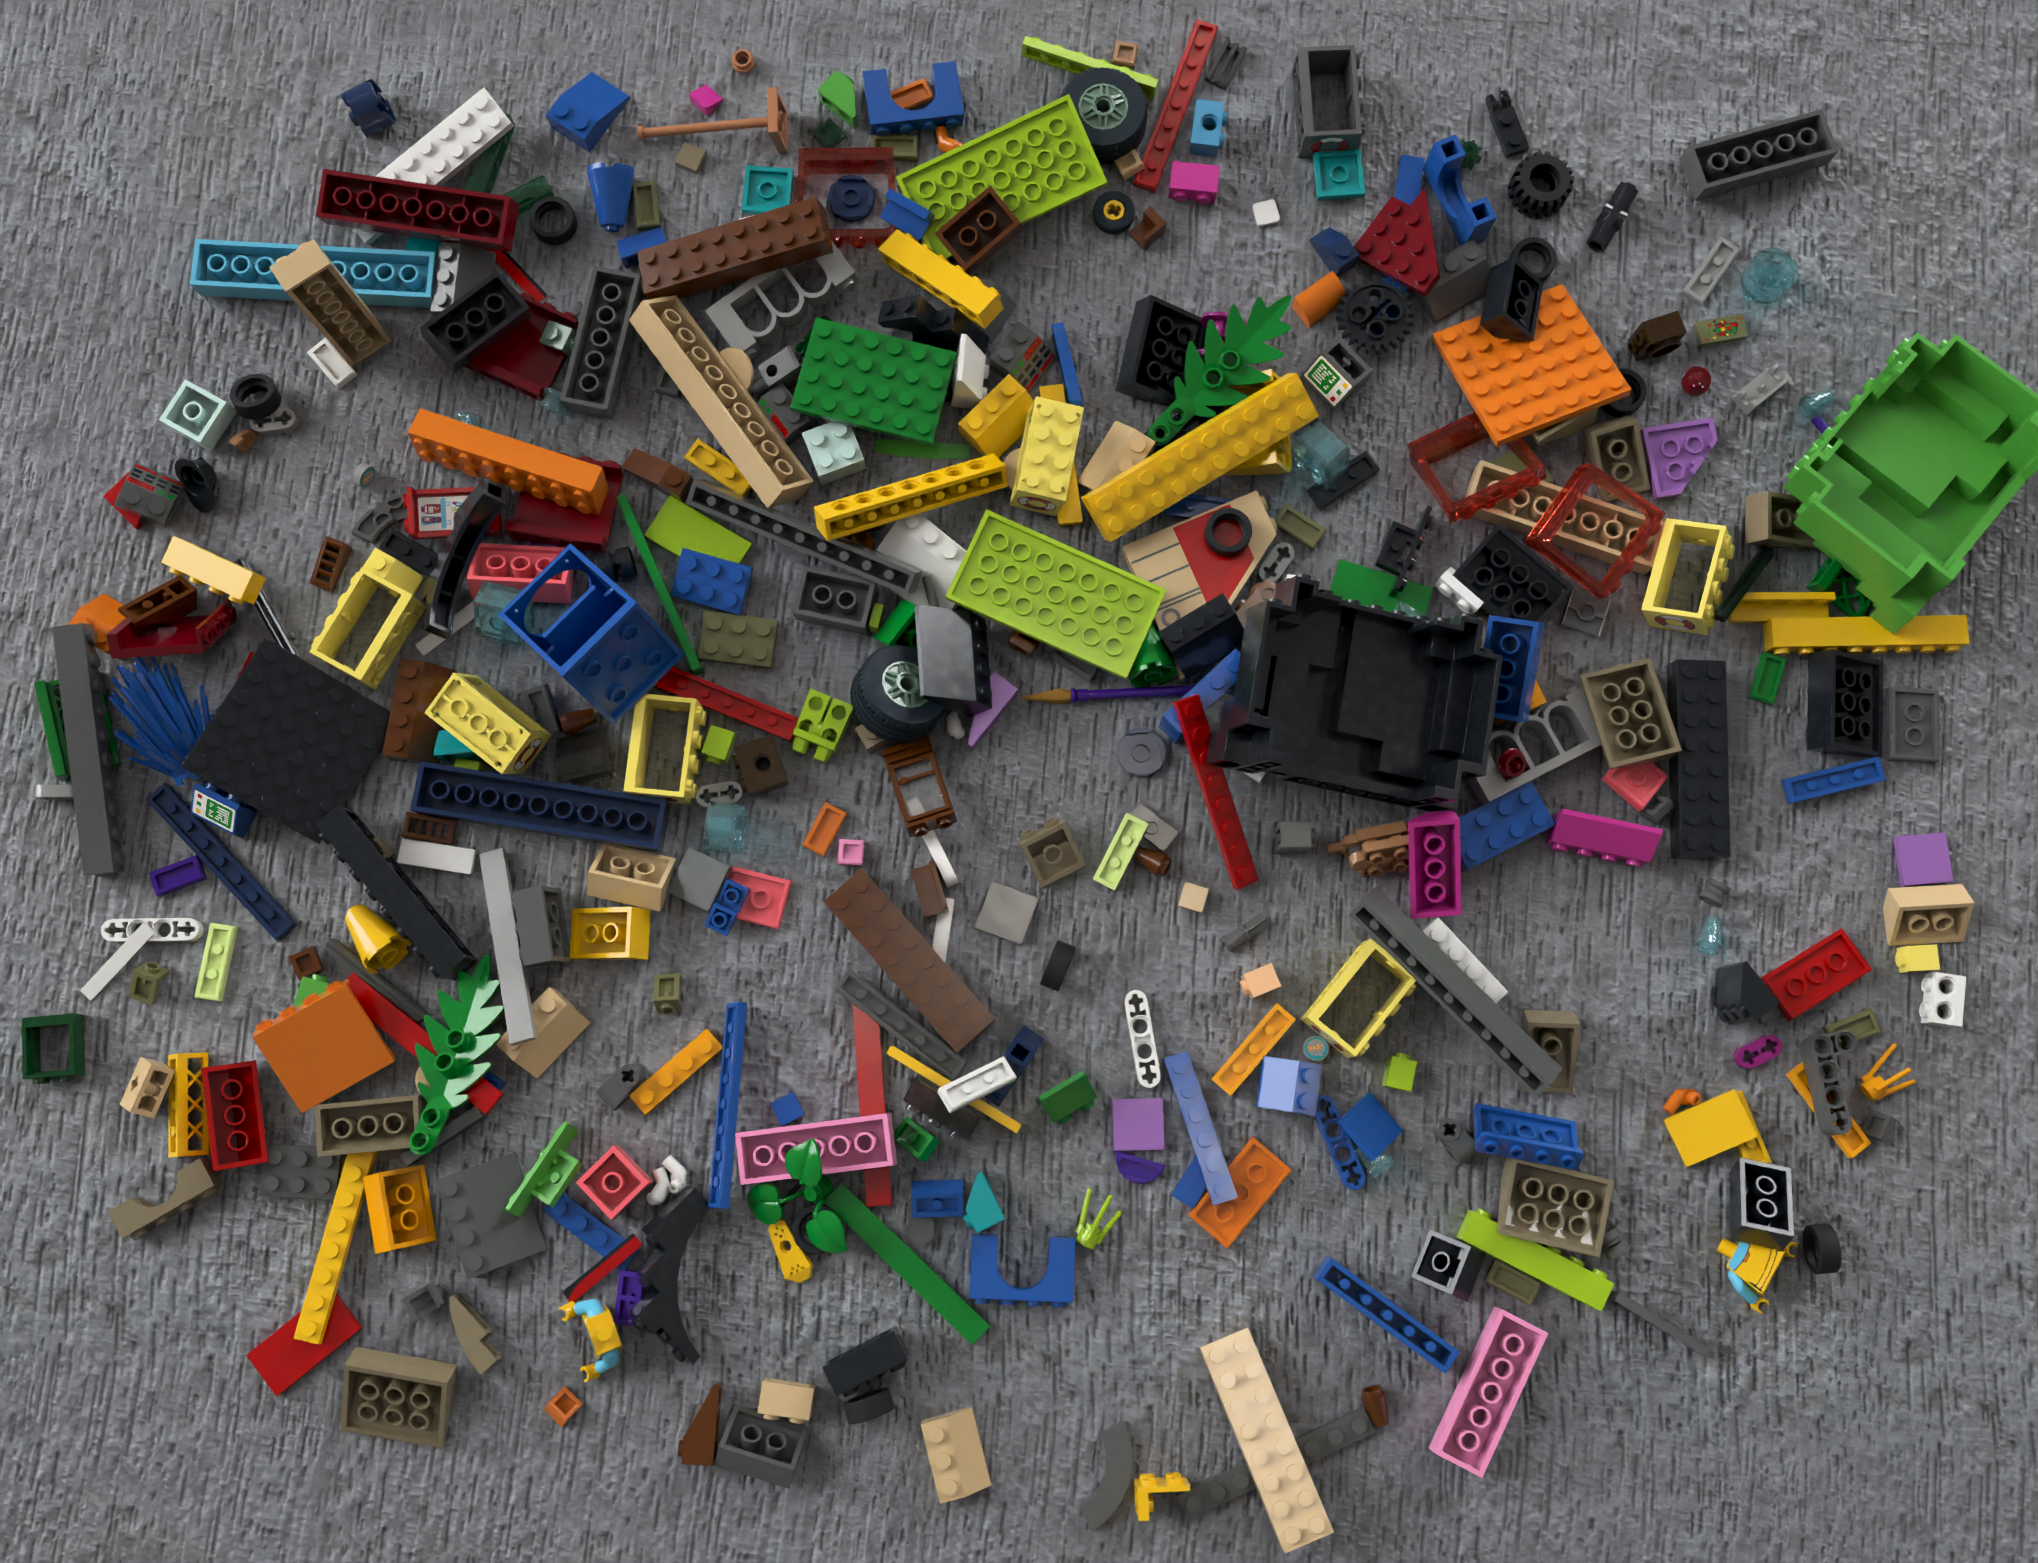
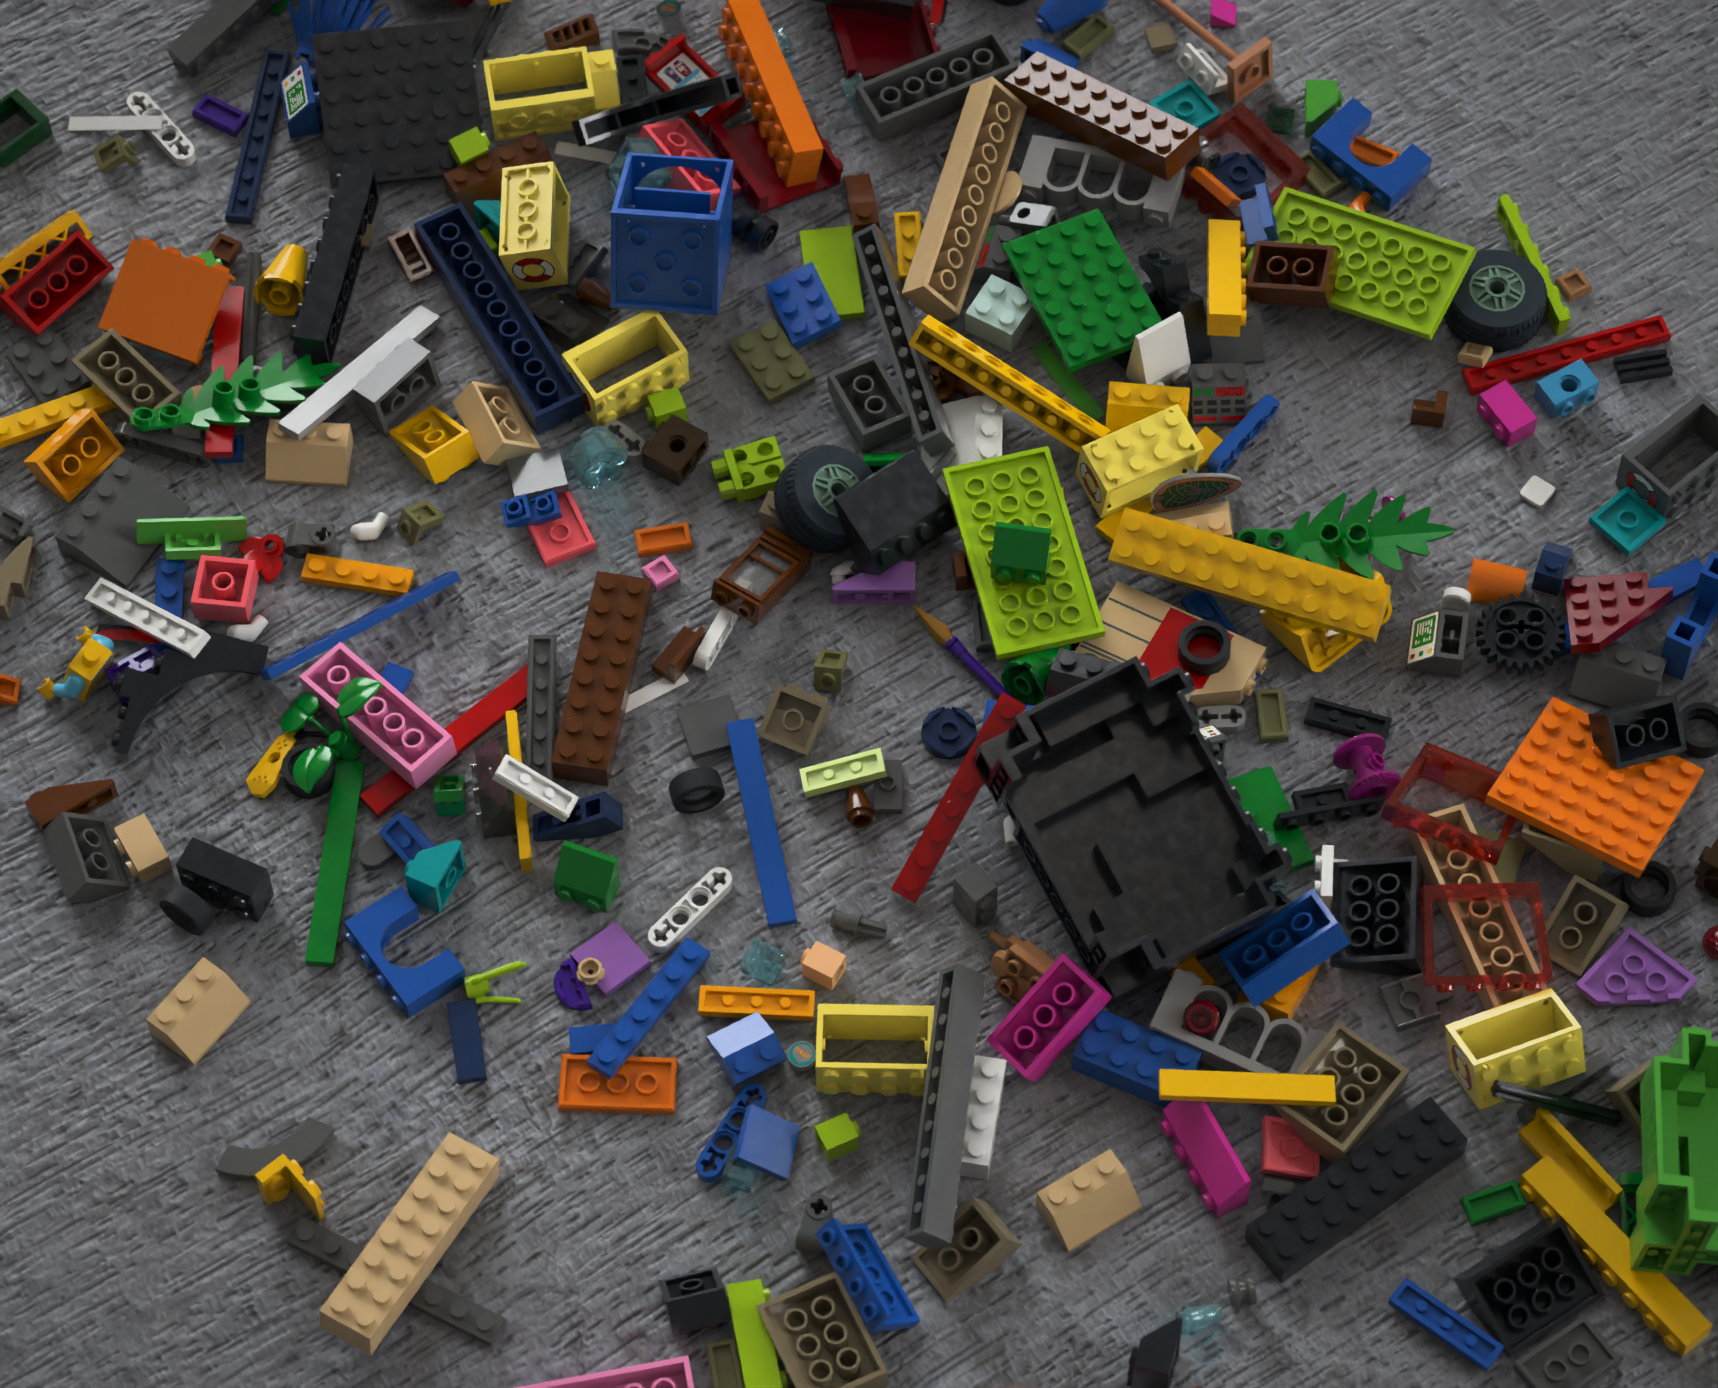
camera: 55 degrees right, 20 degrees down
(147, 1087) = (30, 211): tan brick -> none
(216, 962) = (172, 190): yellowish green tile -> none
(375, 718) = (469, 146): none -> lime brick
(437, 856) = (392, 278): white tile -> none
(558, 337) = (910, 49): sand green bracket -> none
(598, 1261) = (147, 618): none -> white plate
(604, 1134) = (267, 561): none -> red plate
(646, 1033) = (370, 530): none -> white arm
(659, 584) = (766, 271): green tile -> none
(678, 1174) = (272, 634): white arm -> none
(729, 703) = (706, 383): red plate -> none
(743, 55) = (1279, 10): nougat plate -> none
(747, 151) = (1202, 70): none -> white bracket
(853, 222) = (1215, 187): none -> orange tile
(876, 617) = (884, 444): lime tile -> none
(1028, 795) = (829, 670): none -> olive bracket
(1070, 601) = (1020, 553): none -> green slope
(1087, 440) = (1192, 490): none -> shield
(1113, 938) = (761, 823): none -> blue tile
(1118, 202) = (1419, 362): black bush -> none
(1125, 1274) = (466, 1041): none -> dark blue tile
(1142, 1155) = (590, 964): none -> tan plate
(1157, 350) = (1319, 483): black slope -> none
(1193, 897) = (853, 863): tan tile -> none
(1225, 1021) = (763, 962): none -> clear light blue panel
(1309, 334) = (1456, 599): none -> white tile
(1321, 453) = (1347, 674): clear light blue brick -> none
(1376, 1404) = (516, 1325): reddish brown cone -> none
(1386, 1314) = (604, 1271): blue brick -> none
(1401, 498) = (1365, 757): none -> magenta hose
(1572, 941) = (1088, 1200): none -> tan slope
(1593, 777) = (1246, 1087): none -> yellow tile

